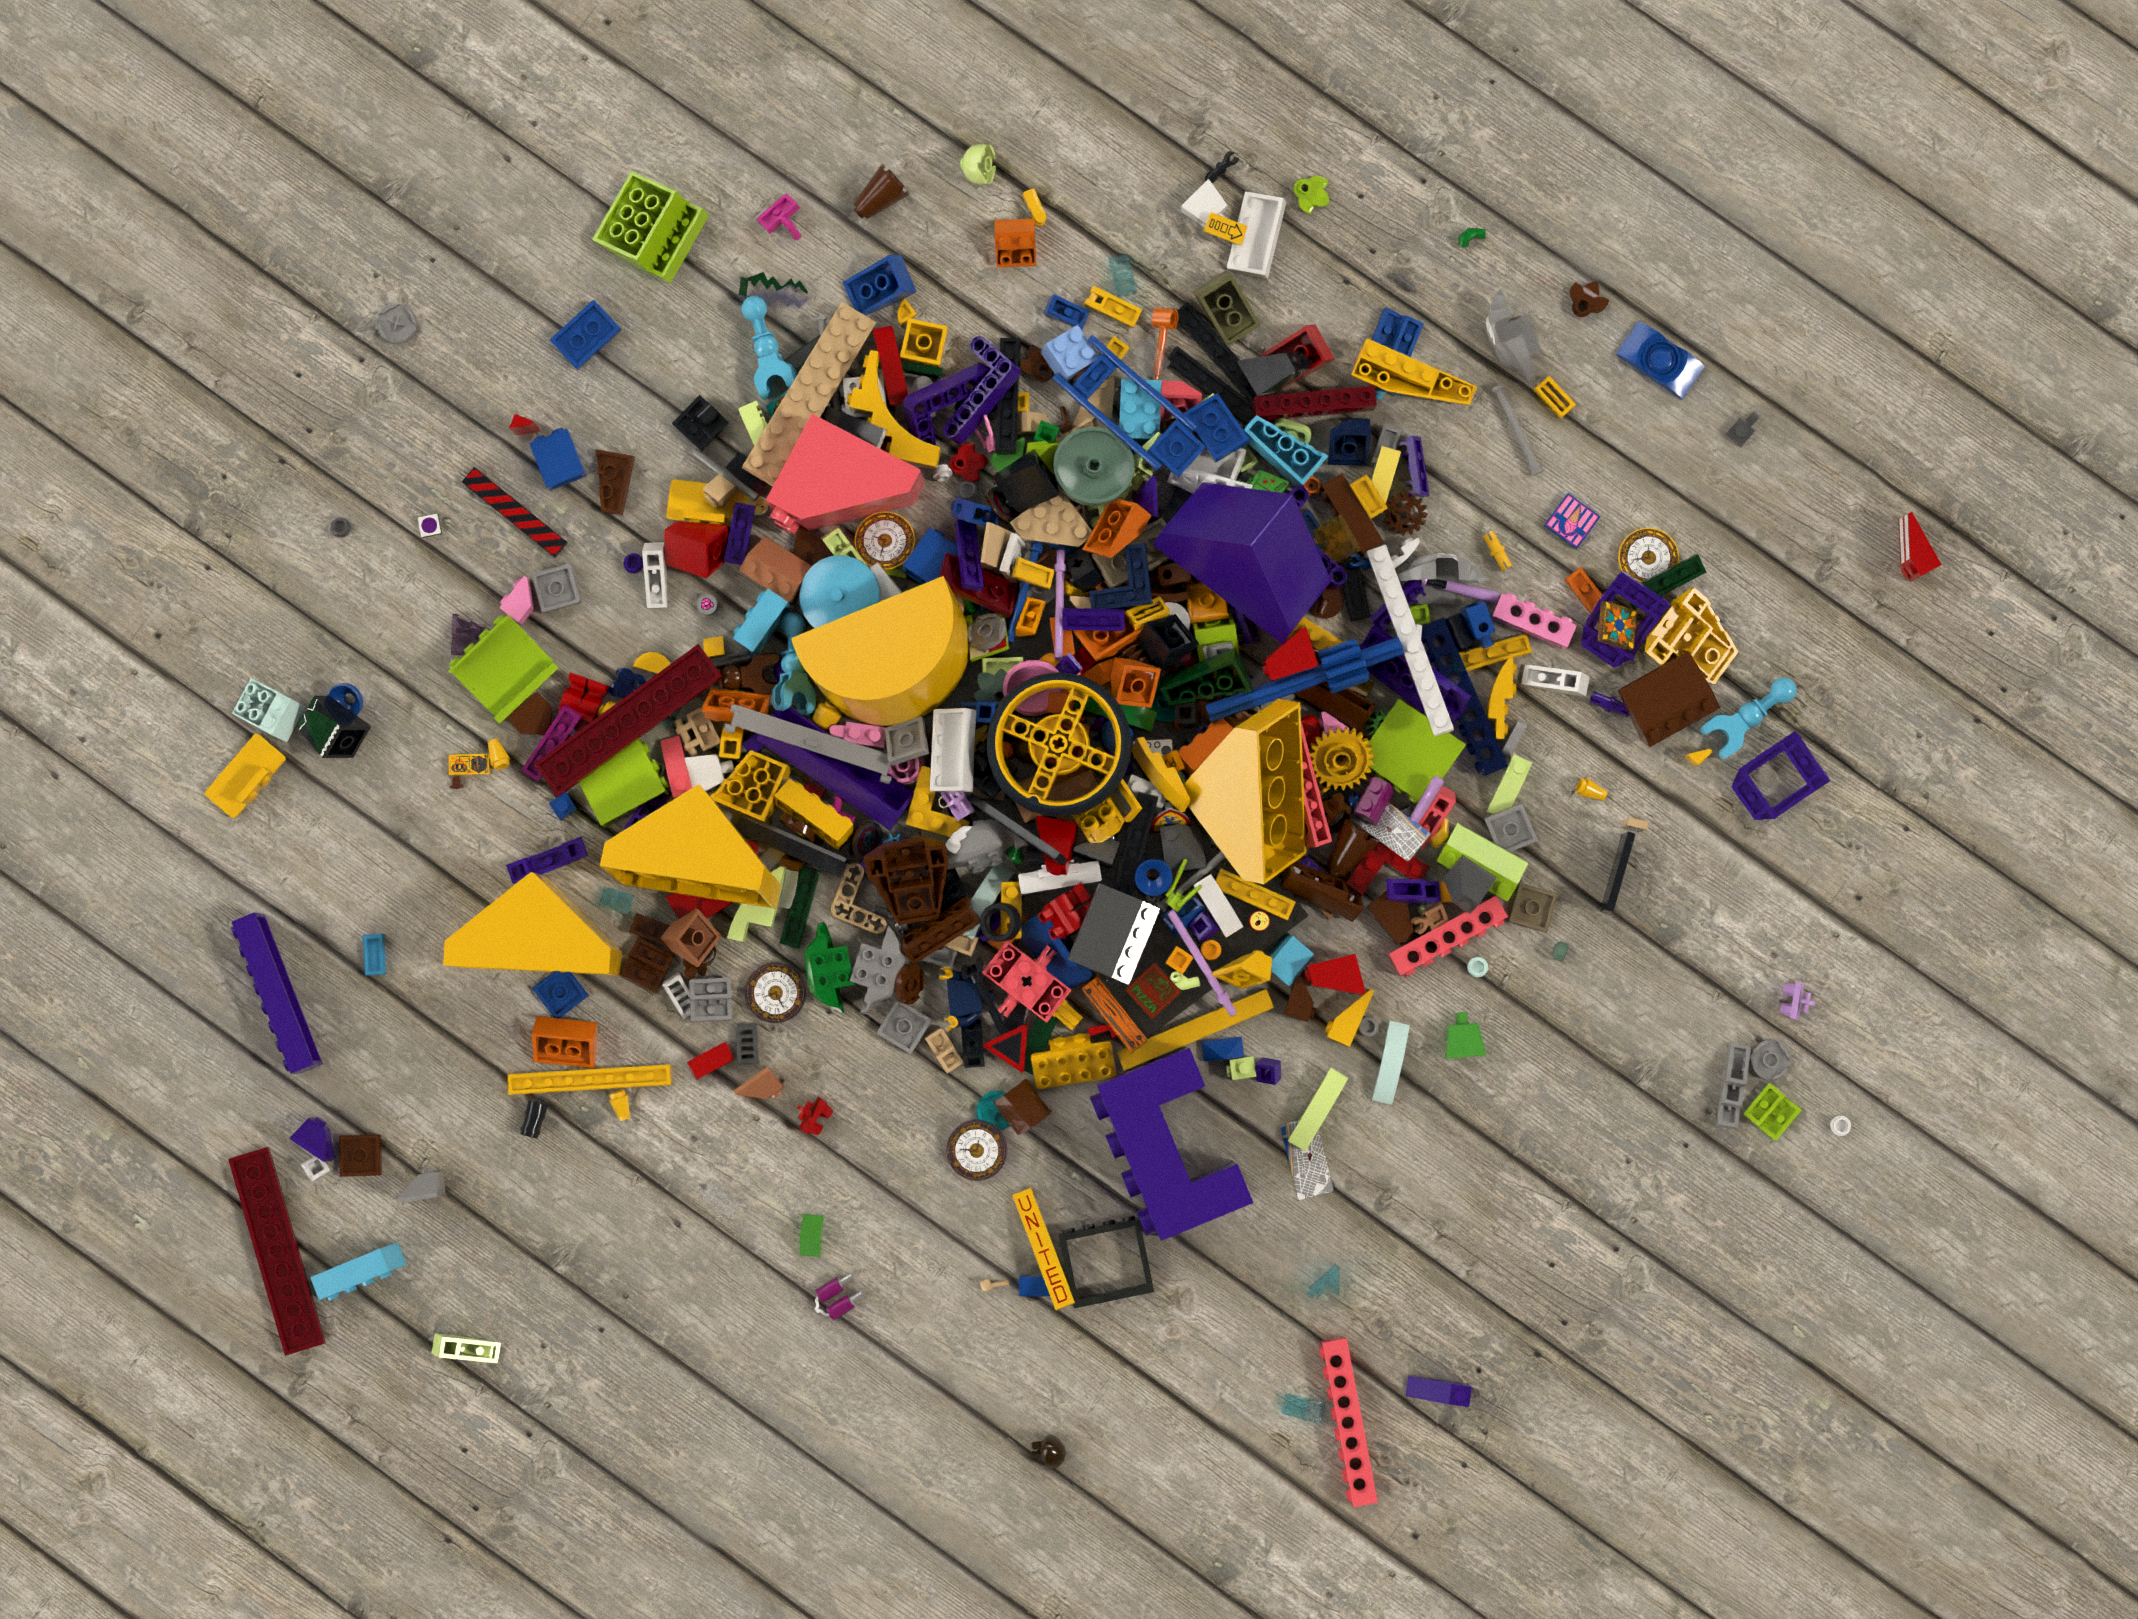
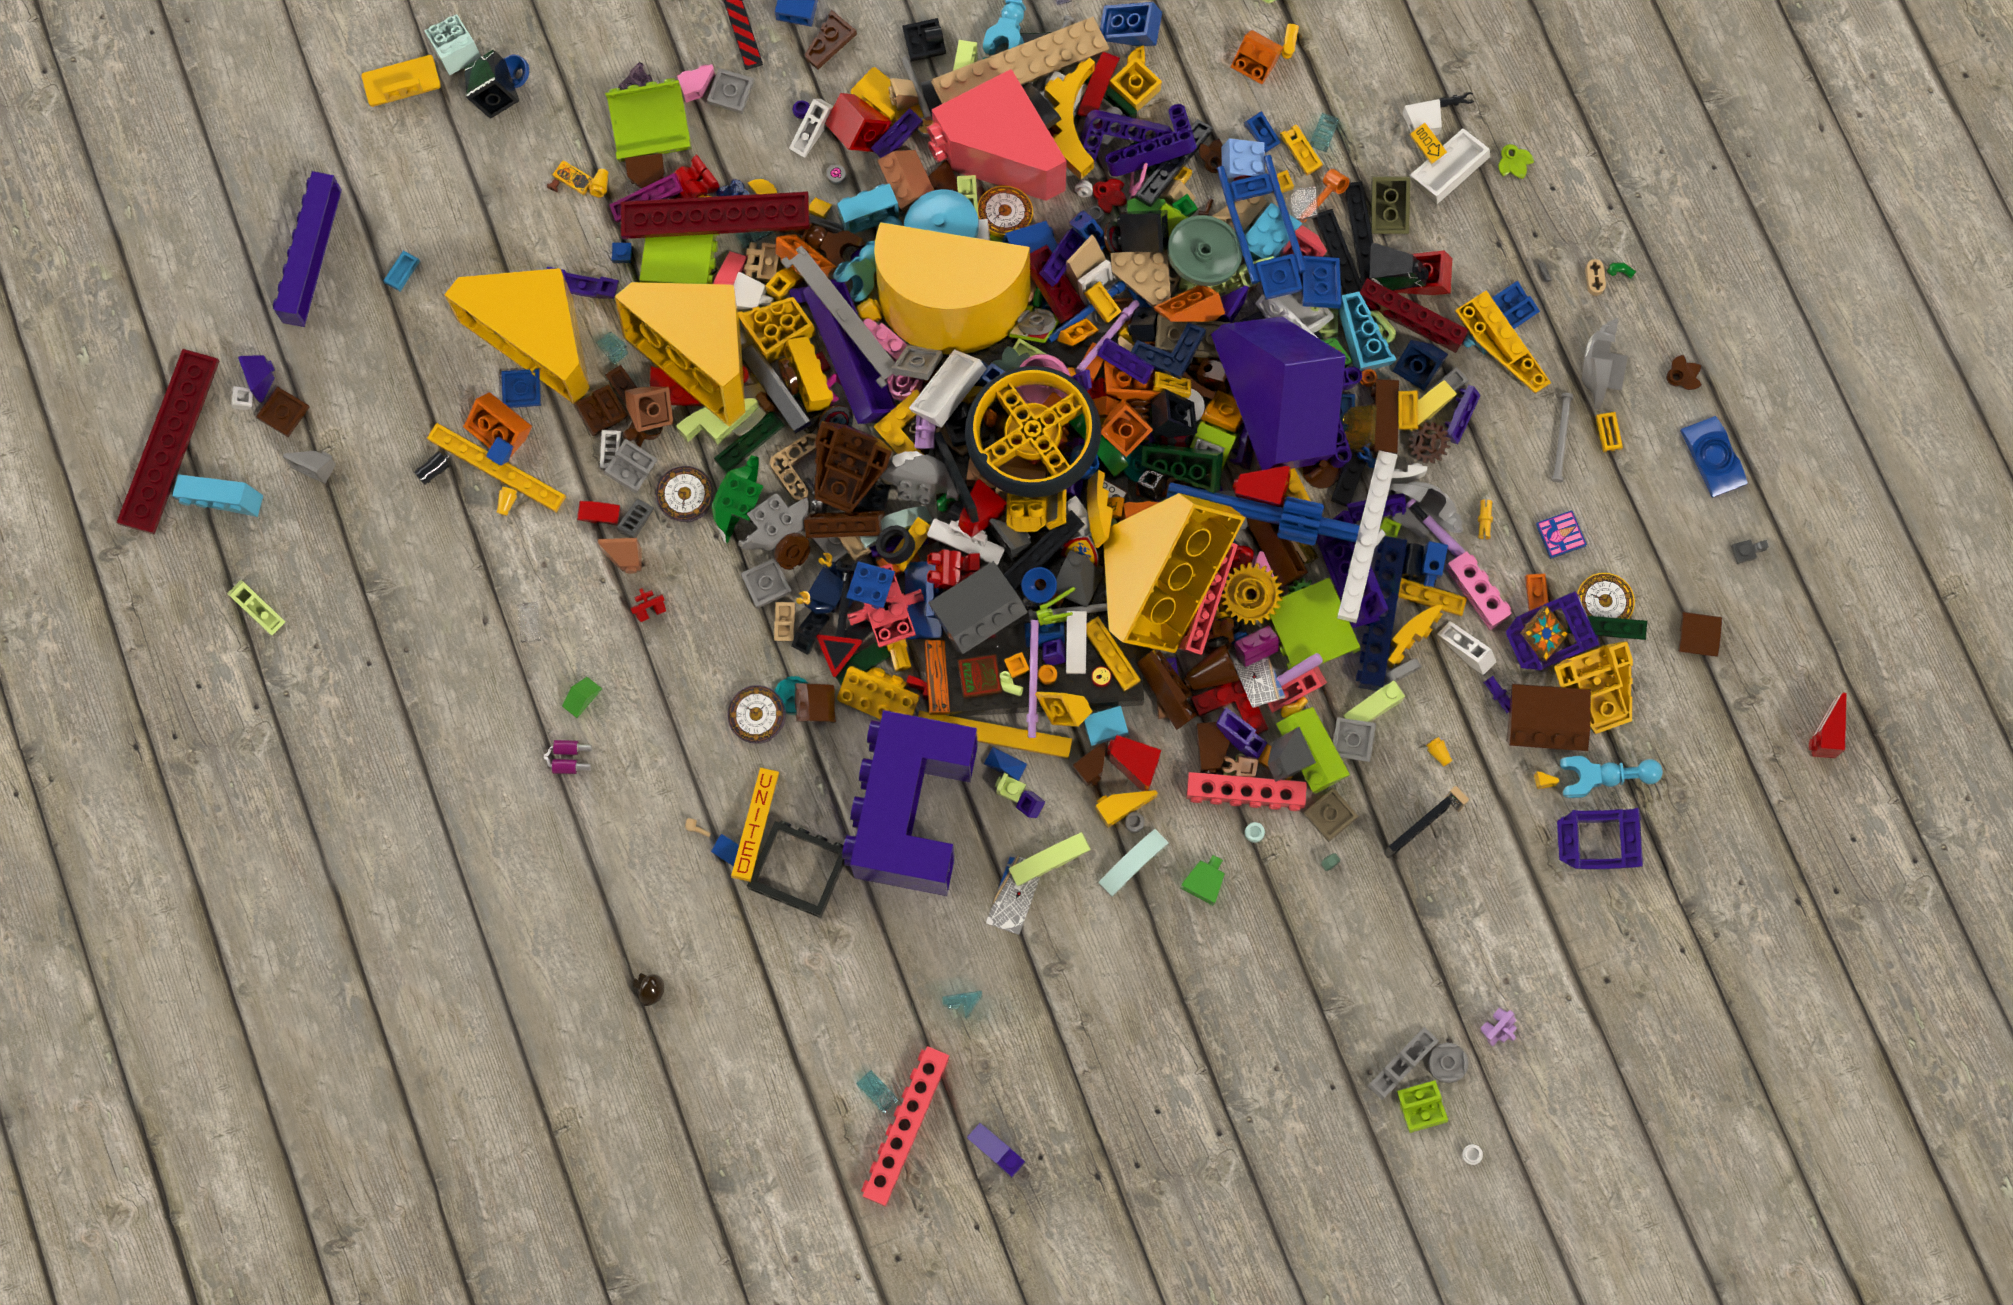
camera: 30 degrees right, 10 degrees down
(584, 1065) = (500, 451): none -> blue slope
(1004, 974) = (870, 584): none -> blue hinge
(1448, 261) = (1600, 277): none -> tan beam
(1749, 534) = (1700, 634): none -> reddish brown slope

